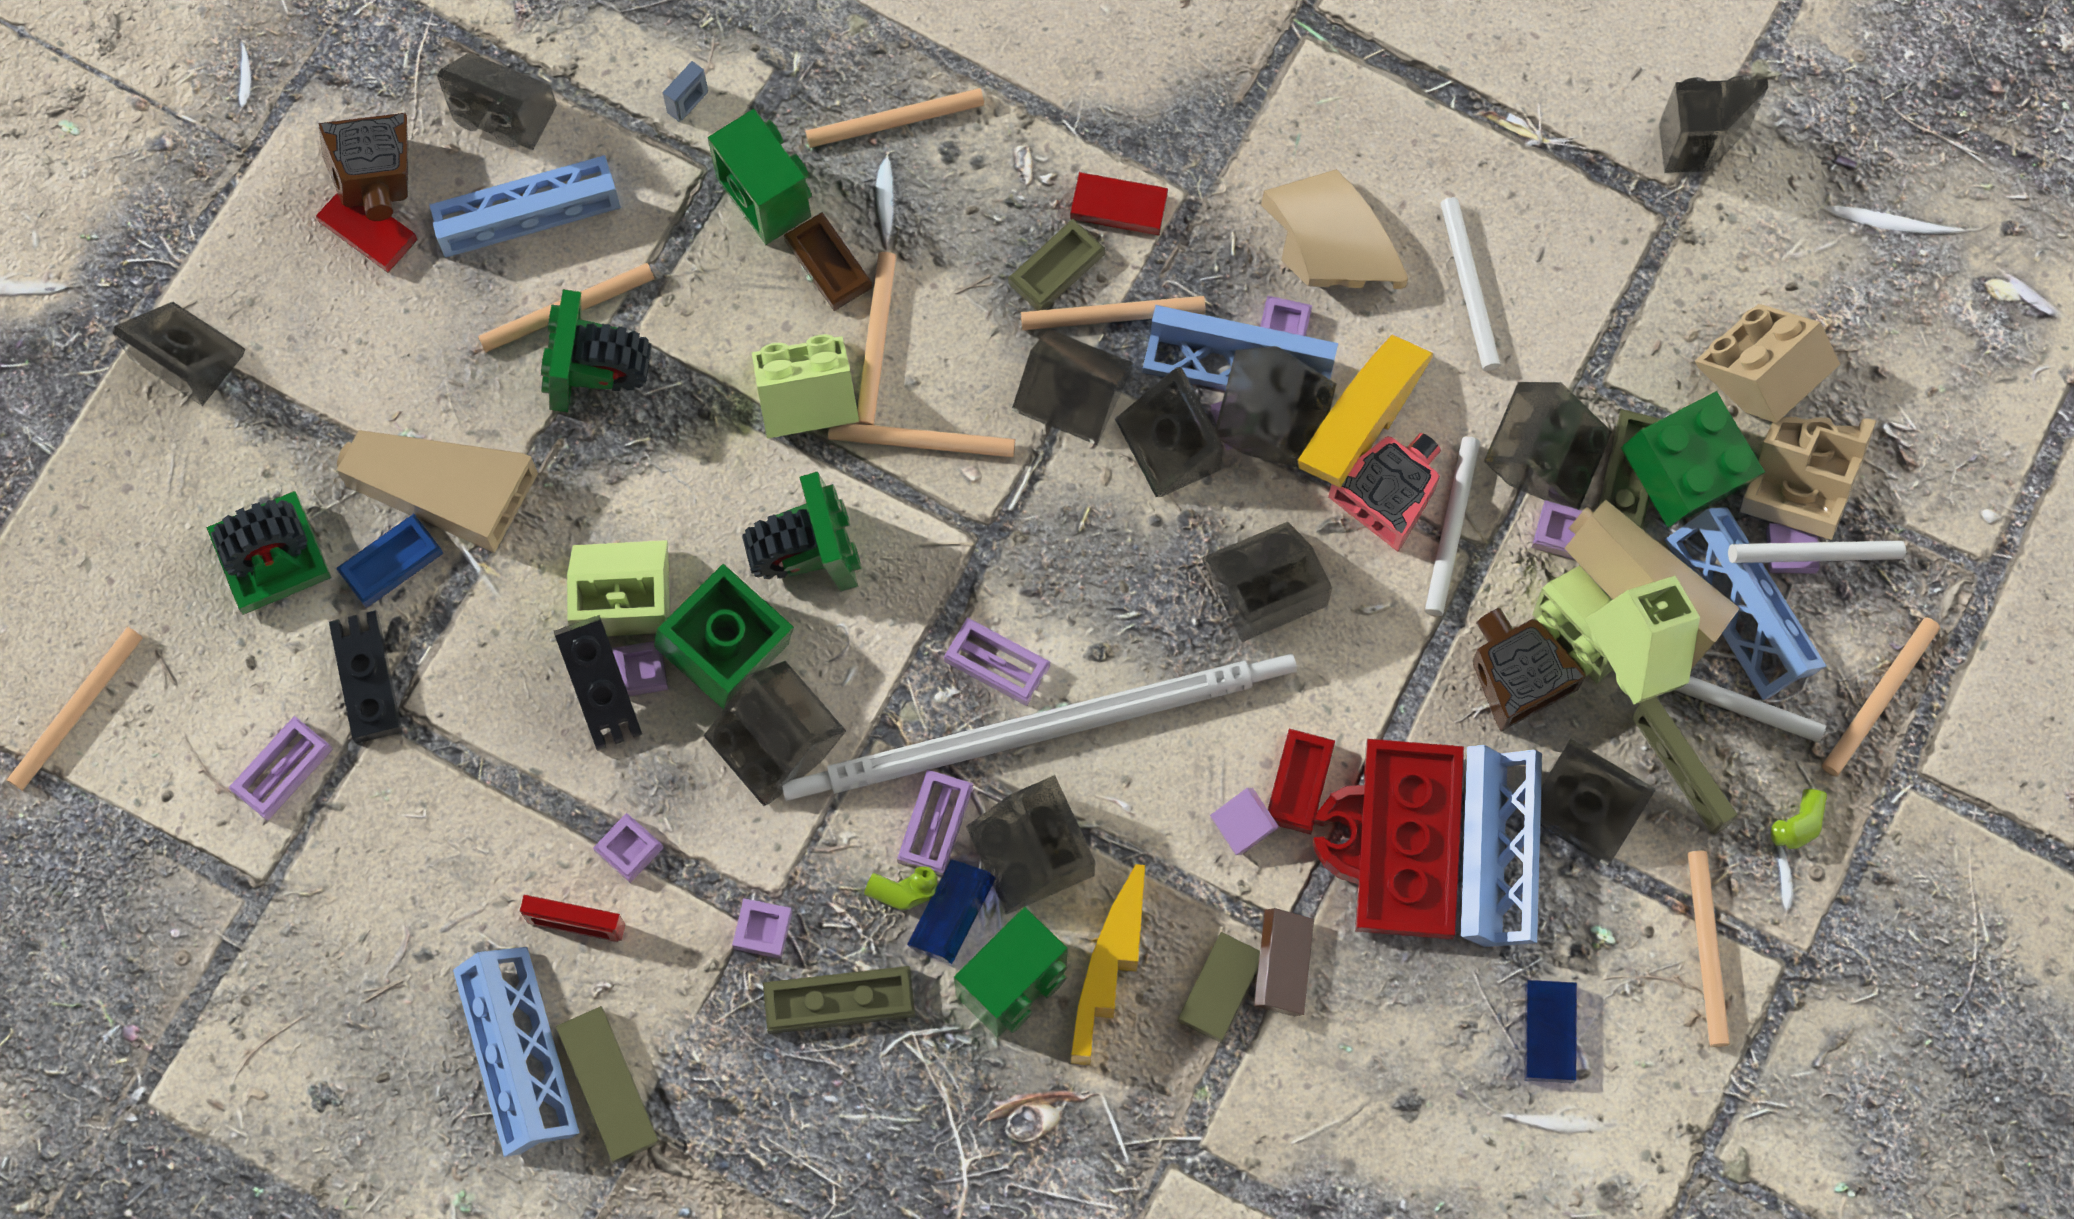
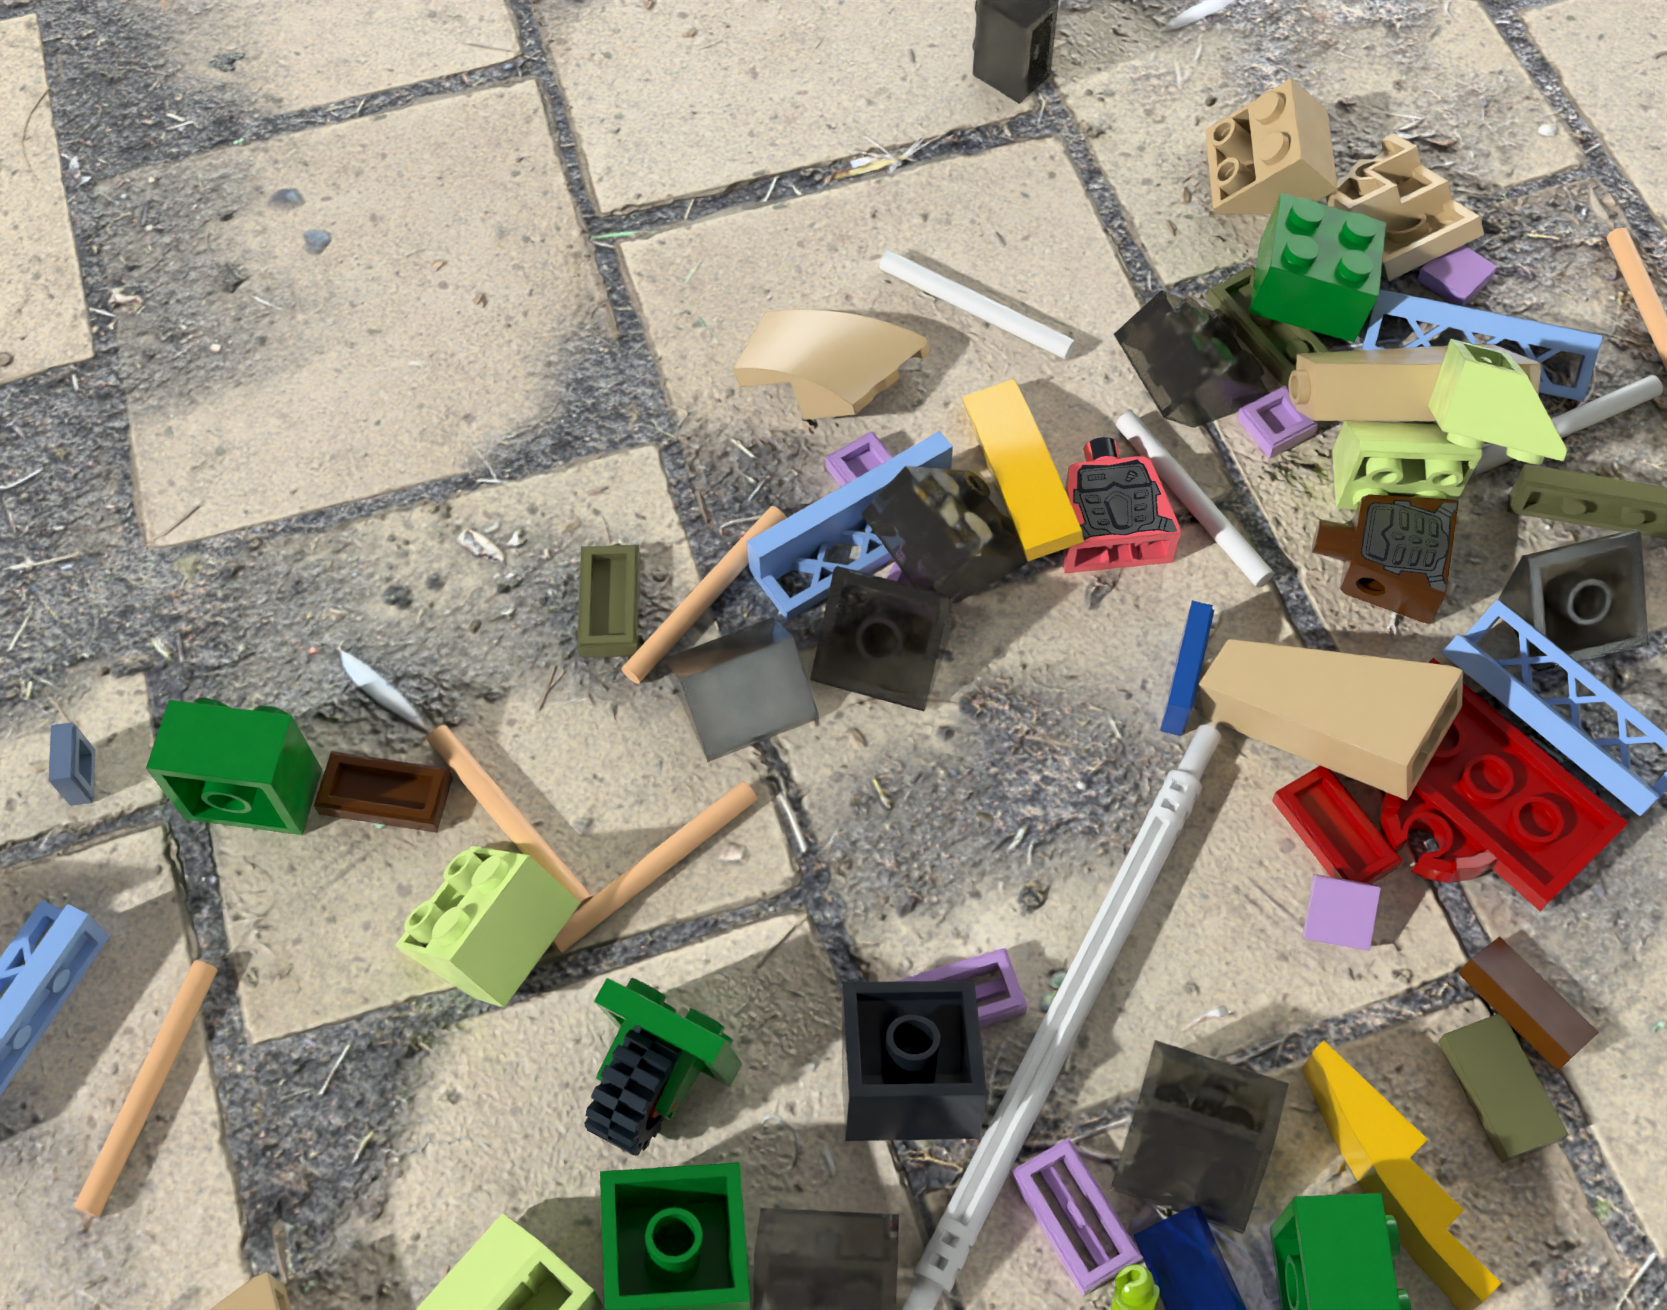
camera: 45 degrees left, 10 degrees down
(589, 354) = (225, 1103): plate -> none
(894, 118) = (312, 612): light nougat bar -> none
(933, 665) = (912, 1061): none -> black slope
(1119, 203) = (608, 500): red tile -> none
(1268, 580) = (1108, 679): clear smoke slope -> none
(1321, 615) = (1187, 668): none -> blue tile
(1367, 721) = (1335, 708): none -> tan slope
(1816, 551) = (1485, 253): white bar -> none

